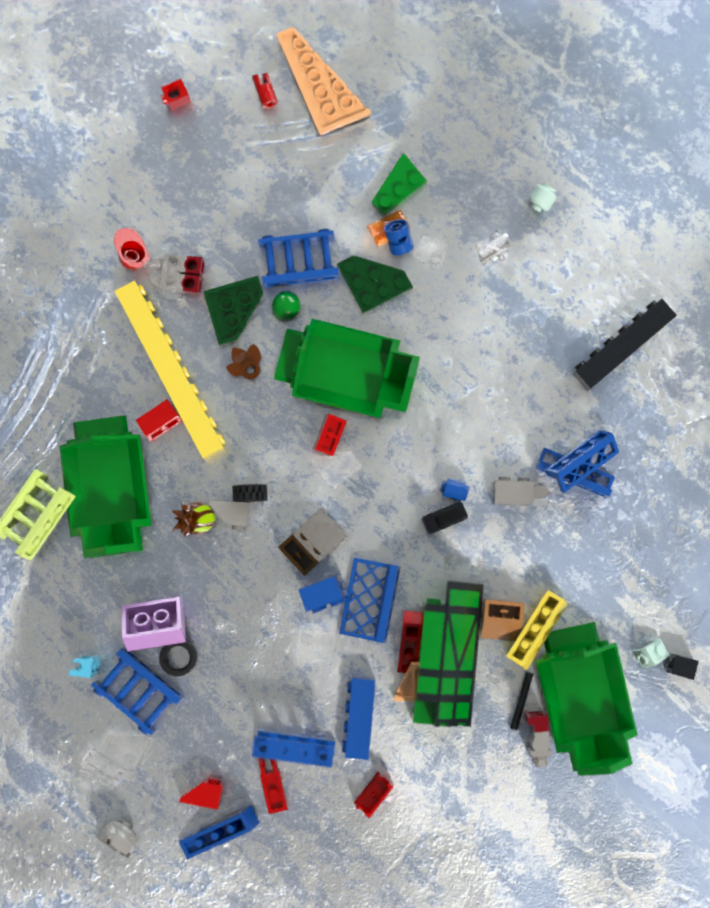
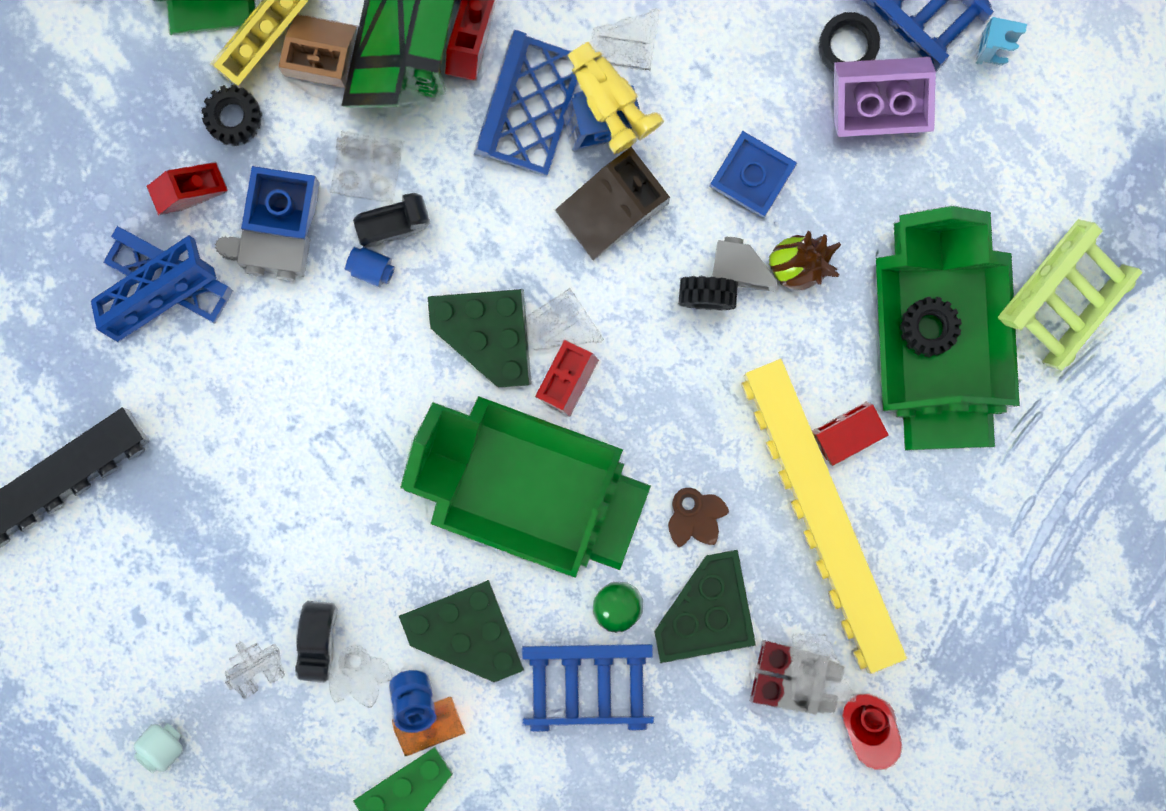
camera: 170 degrees left, 0 degrees up
(126, 492) = (944, 313): none -> black tyre
(229, 570) = (753, 174): none -> blue plate
(320, 602) = (611, 93): none -> light yellow piece
(380, 458) = (487, 332): none -> dark green plate
(459, 267) = (315, 641): none -> black animal
(513, 520) = (280, 202): none -> blue slope
(561, 574) = (225, 97): none -> black tyre
(571, 526) = (186, 187): none -> red slope

